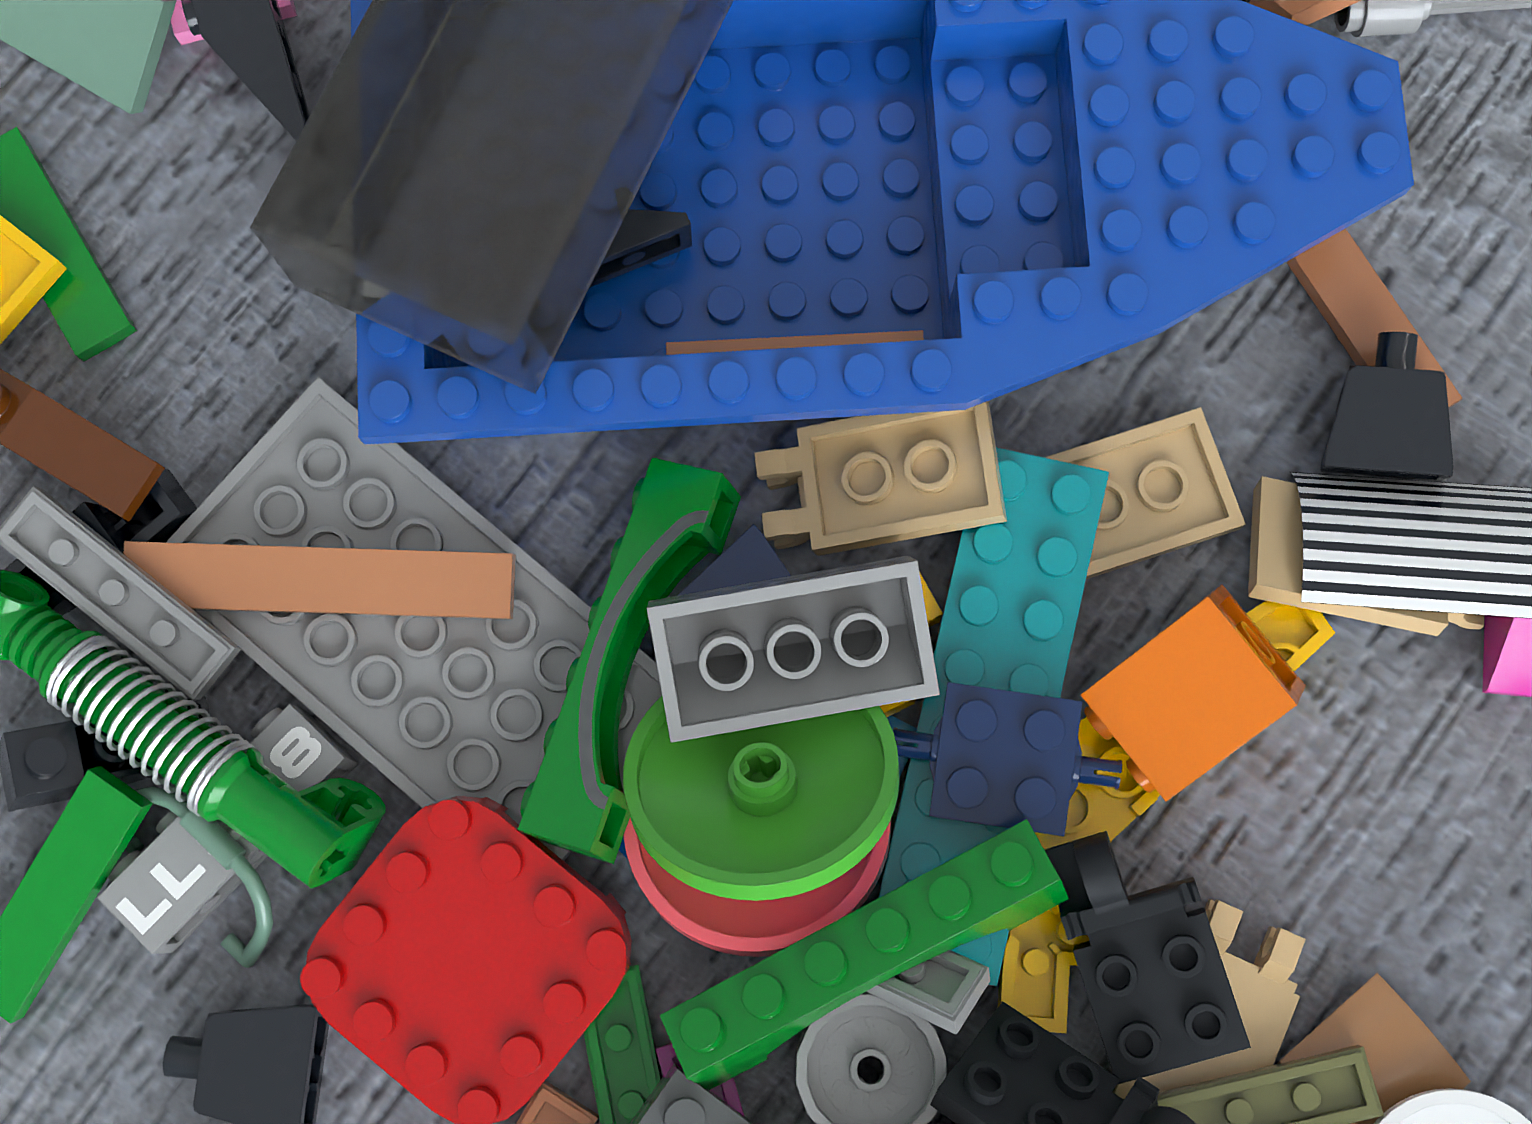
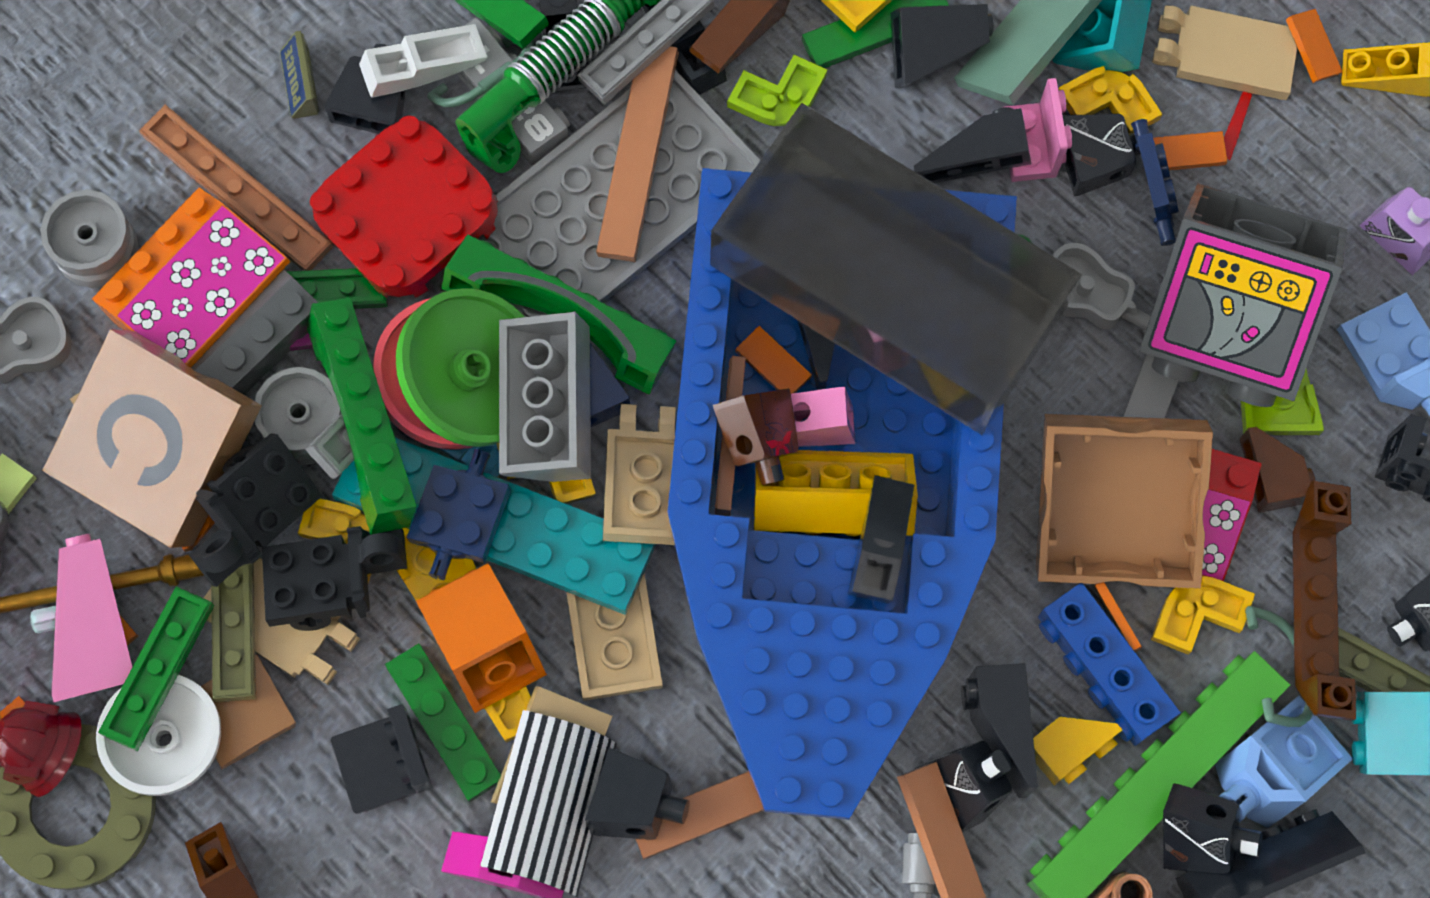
camera: 95 degrees right, 5 degrees down
(70, 142) = (934, 37): none -> black slope
(192, 977) = (421, 59): none -> white slope
(201, 372) = (777, 103): none -> lime plate
(656, 312) = (773, 361): none -> orange piece
(746, 205) = (828, 417): none -> bright pink torso
(802, 284) = (759, 431): none -> reddish brown torso
(855, 189) = (828, 491): none -> yellow slope
(959, 73) = (882, 540): none -> black slope
(1316, 738) = (444, 722): none -> green plate
(1405, 821) = (381, 761): none -> black bracket

